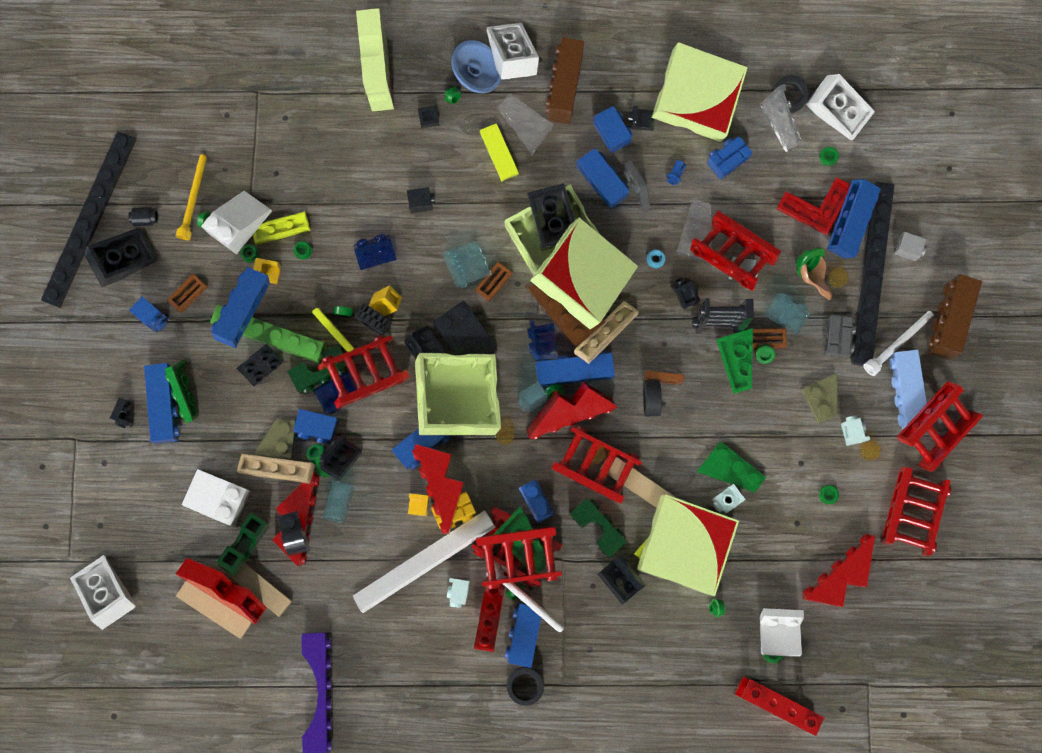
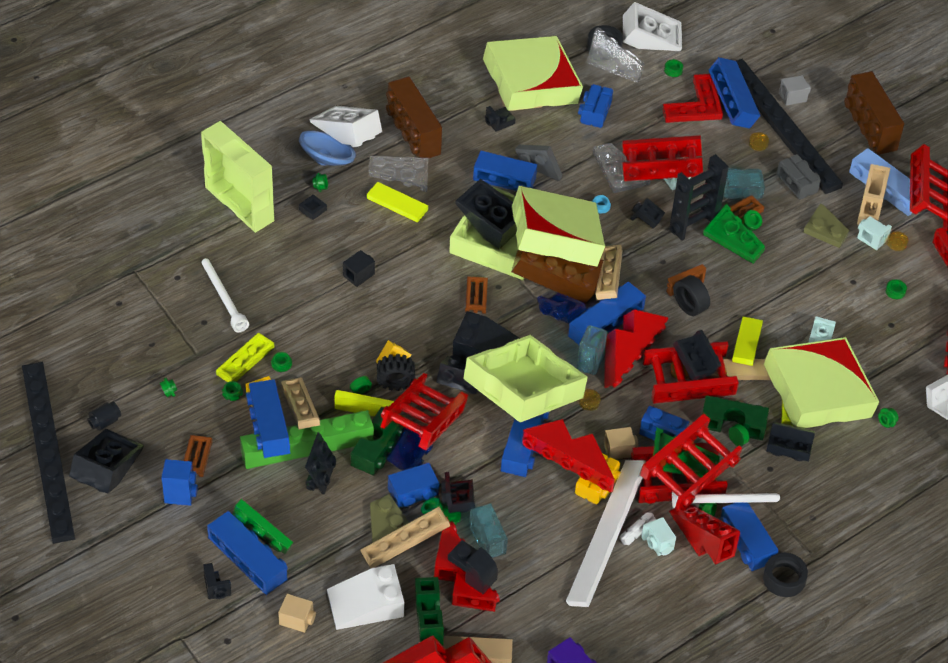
camera: 40 degrees left, 30 degrees down
(159, 477) = (296, 613): none -> tan brick
(184, 231) = (153, 407): yellow piece -> none
(236, 221) = (200, 373): white slope -> none
(282, 301) = (300, 403): none -> tan tile
(297, 191) = (238, 321): none -> white piece
(374, 251) = (351, 327): clear blue bracket -> none
(418, 504) = (562, 491): yellow panel -> none
(450, 571) = (635, 530): none -> white axle
(466, 264) = (442, 292): clear light blue hinge -> none
(494, 492) = (620, 442): none -> tan brick
(589, 545) = (739, 435): none -> green tile
(604, 461) = (697, 355): none -> black bracket
(612, 129) = (482, 135): blue brick -> none
(665, 465) = (747, 341): none -> neon yellow tile
(676, 172) = (563, 141): blue pin -> none
(731, 468) = (796, 315): green wing -> none
(812, 269) = (732, 142): piece -> none
(874, 365) = (845, 177): white piece -> none
(882, 399) = (874, 192): none -> tan slope

